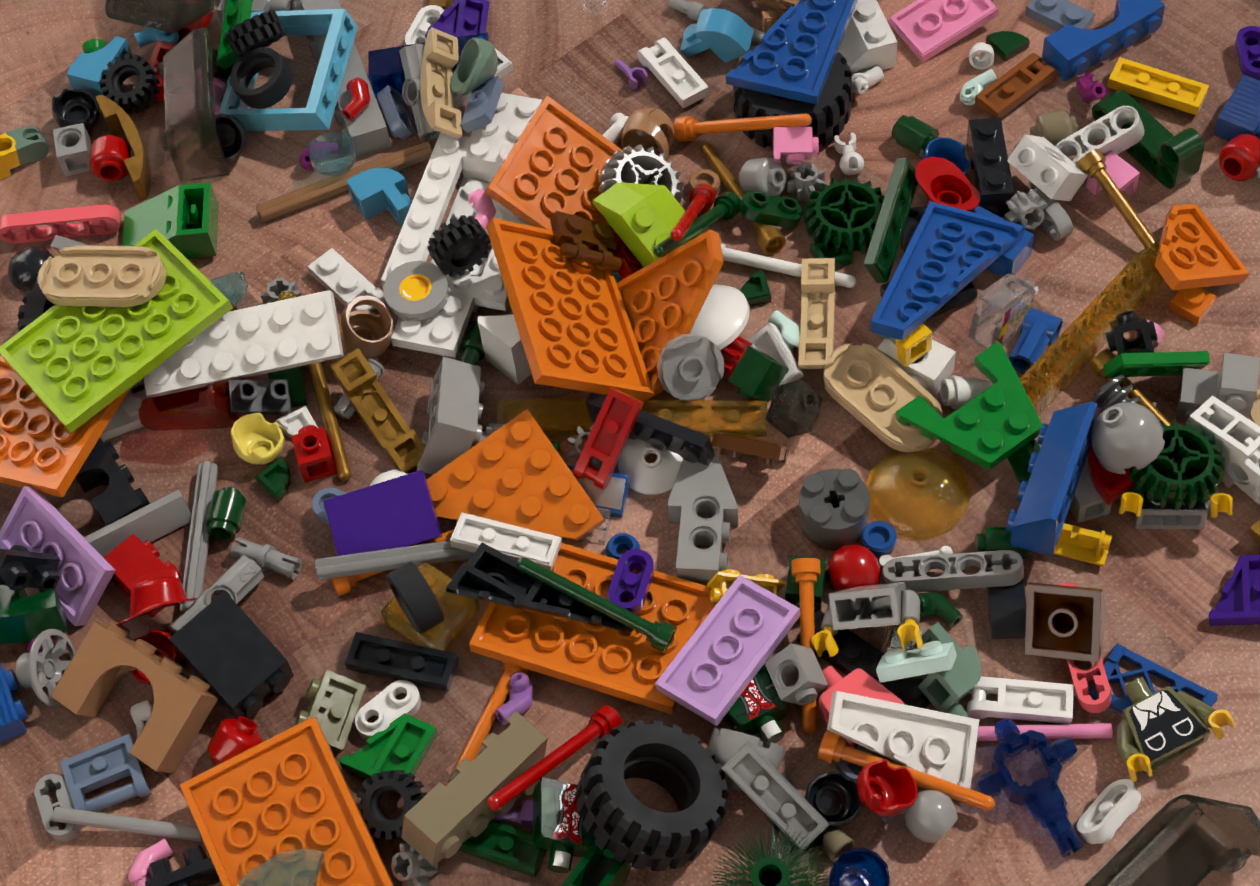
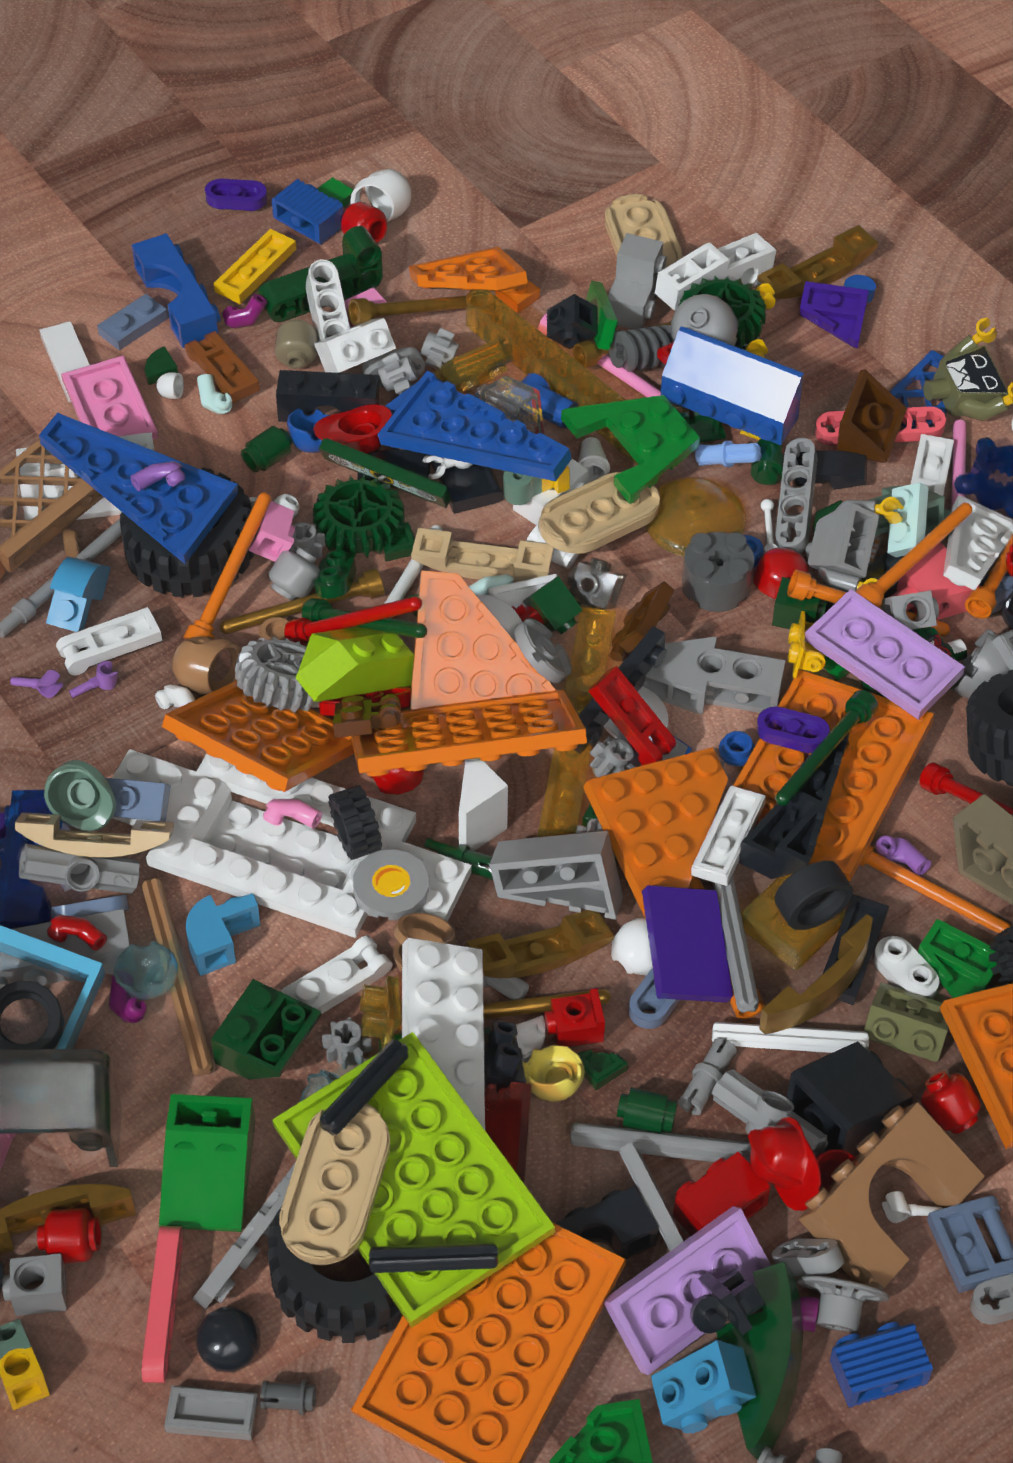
camera: 90 degrees left, 5 degrees down
(37, 348) = (433, 1257): none -> black axle
(72, 635) = (809, 1256): none -> light grey beam
(167, 270) = (364, 1087): none -> black axle
(284, 236) = (262, 1032): none -> dark green slope
(307, 621) = (790, 1039): none -> white axle
(378, 650) = (792, 1009): none -> pearl gold slope
(623, 43) = (46, 685): none -> medium lavender hand
(802, 632) = (875, 591): none -> orange piece
(808, 33) = (156, 472): none -> medium lavender arm
(994, 501) = (727, 453): none -> light blue axle
(1053, 270) = (476, 366): none -> clear yellow brick
(1079, 243) = (439, 348): none -> light grey gear

